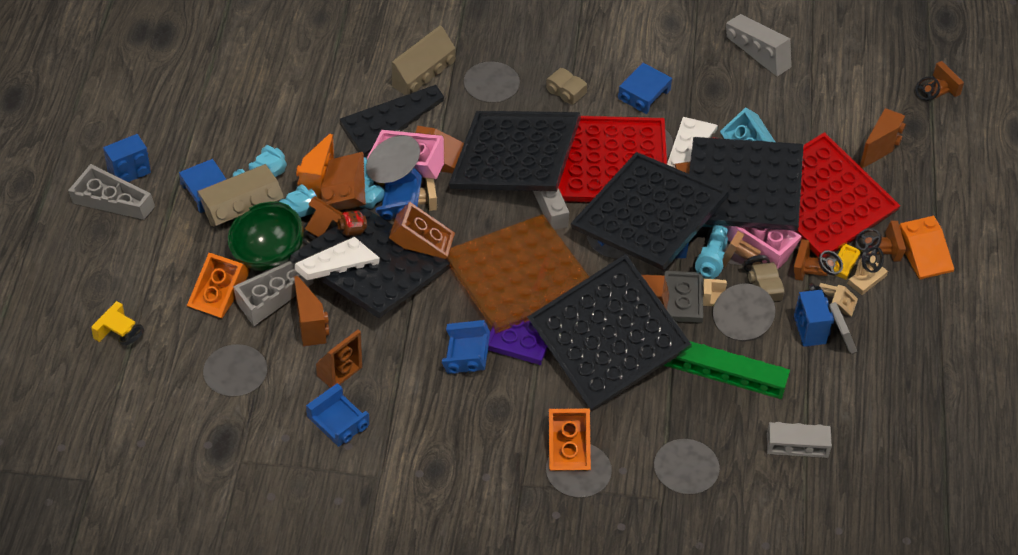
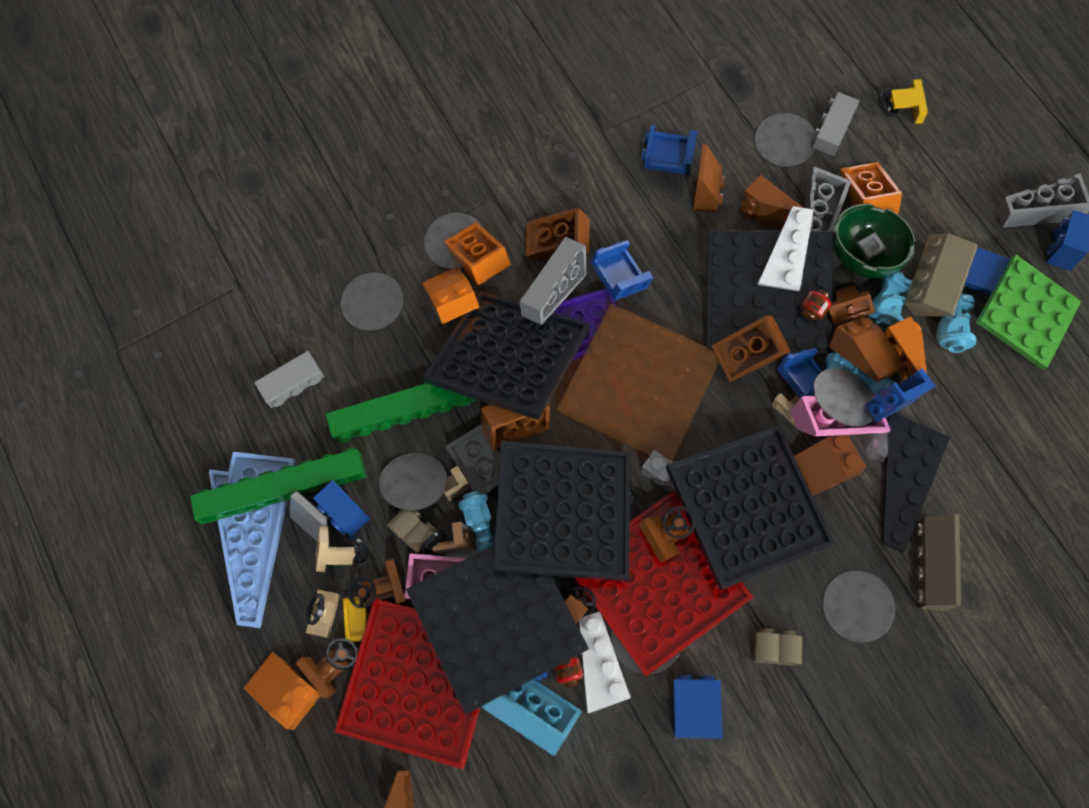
camera: 155 degrees right, 20 degrees up
(189, 346) = (834, 123): none -> light grey brick
(207, 144) = (1028, 312): none -> bright green plate
(263, 247) = (871, 246): none -> light grey tile
(357, 133) = (899, 396): none -> blue panel
(492, 408) = (548, 232): none -> dark orange slope
(530, 361) = (555, 281): none -> light grey wedge
(589, 170) = (665, 534): none -> dark orange piece
(618, 416) = (451, 294): none -> orange slope
(854, 359) = (277, 486): none -> green brick
(889, 365) = (250, 539): none -> light blue wing

